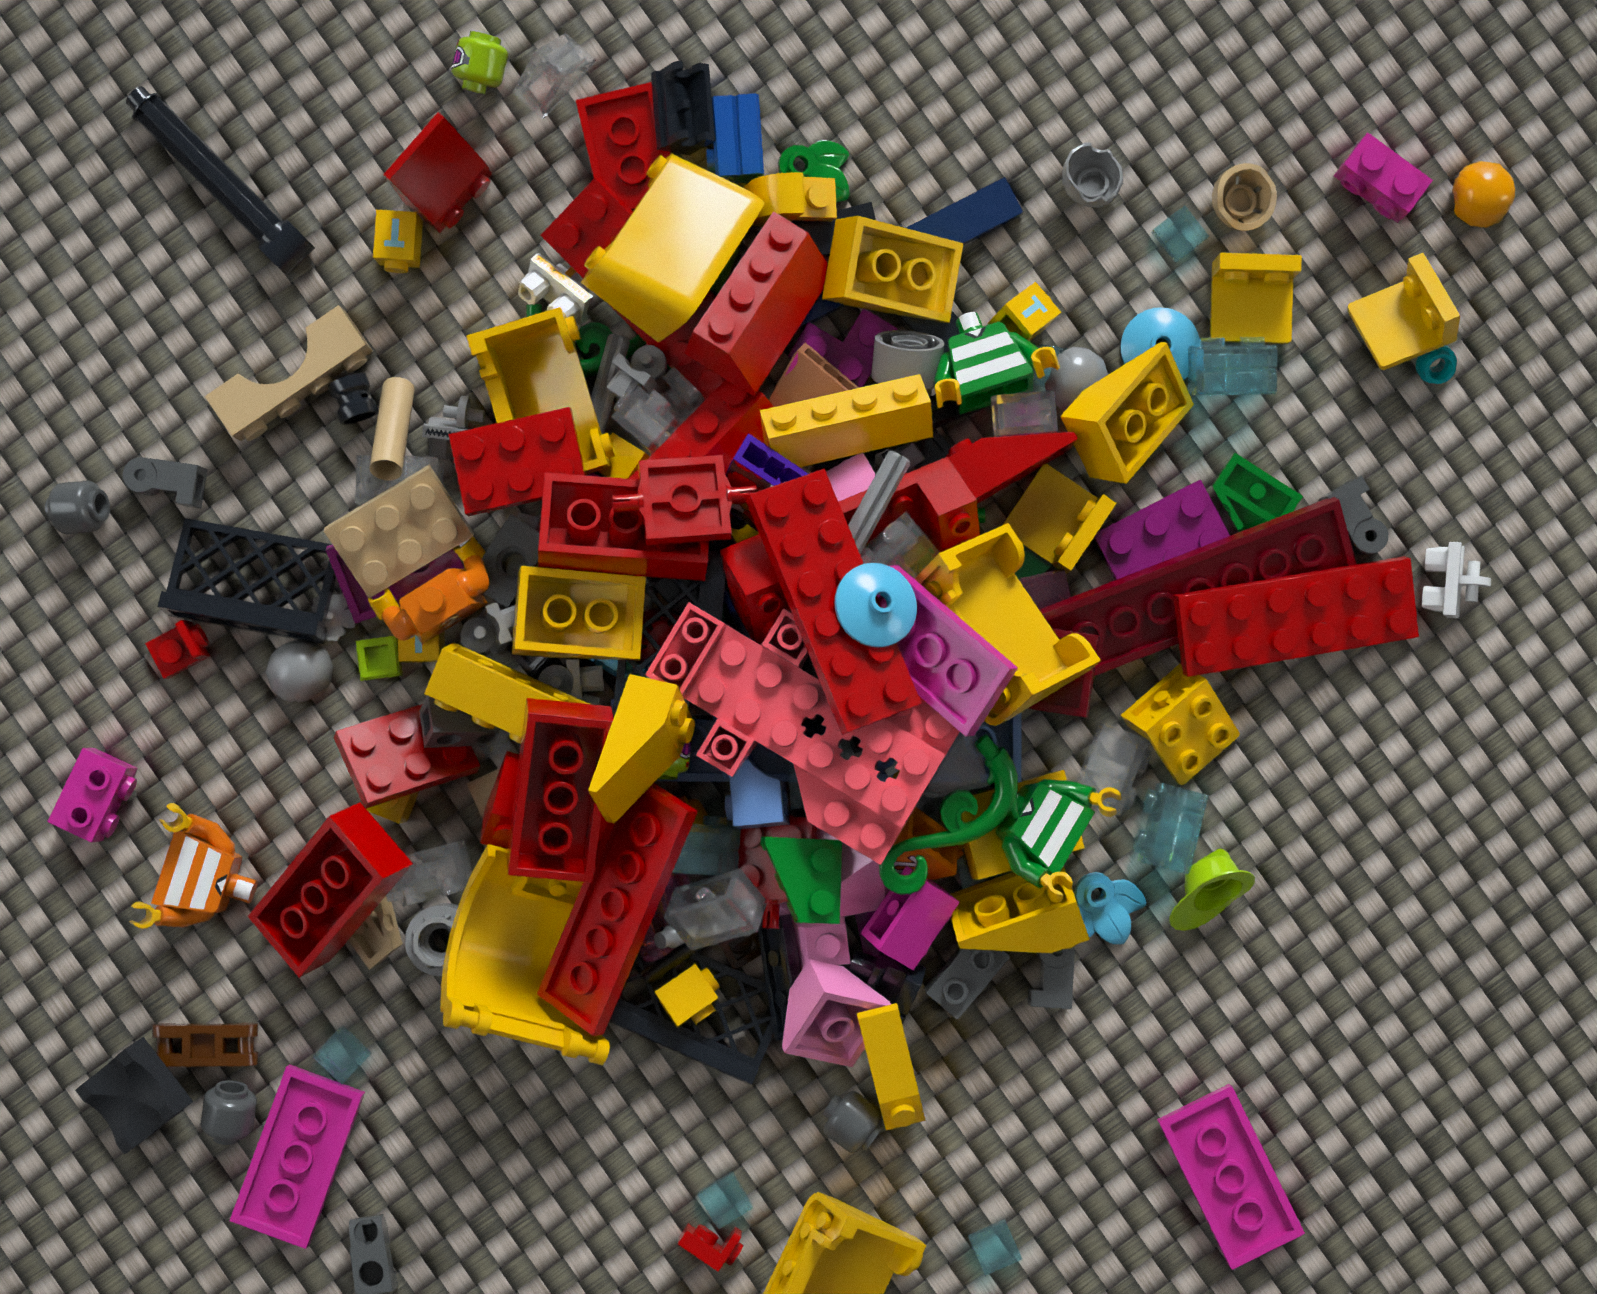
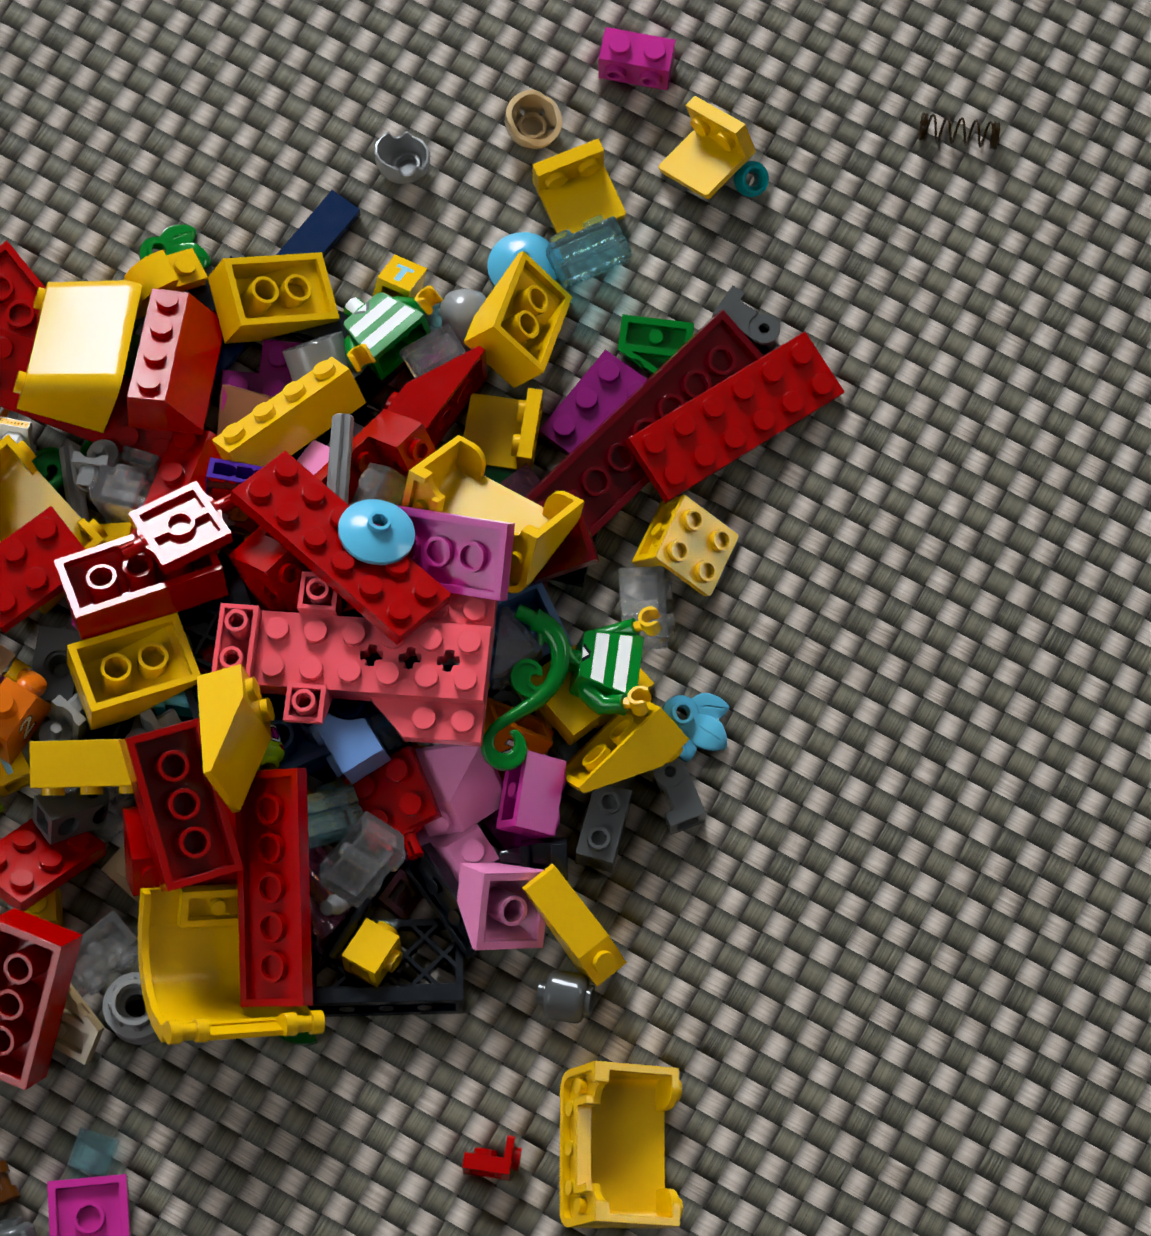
camera: 30 degrees left, 15 degrees down
(683, 108) = (41, 247): black hinge -> none
(725, 1200) = (488, 1120): clear light blue tile -> none
(738, 138) = (93, 249): blue brick -> none
(808, 875) = (427, 790): green wing -> none
(995, 1247) = (741, 1050): clear light blue tile -> none
(1170, 827) = (718, 632): clear light blue brick -> none
(1180, 234) = (496, 172): clear light blue tile -> none
(1209, 889) = (775, 665): lime piece -> none
(1230, 1176) = (910, 894): dark pink plate -> none
(1451, 561) = (839, 322): white hips -> none
(1483, 194) = (724, 38): light orange hair -> none

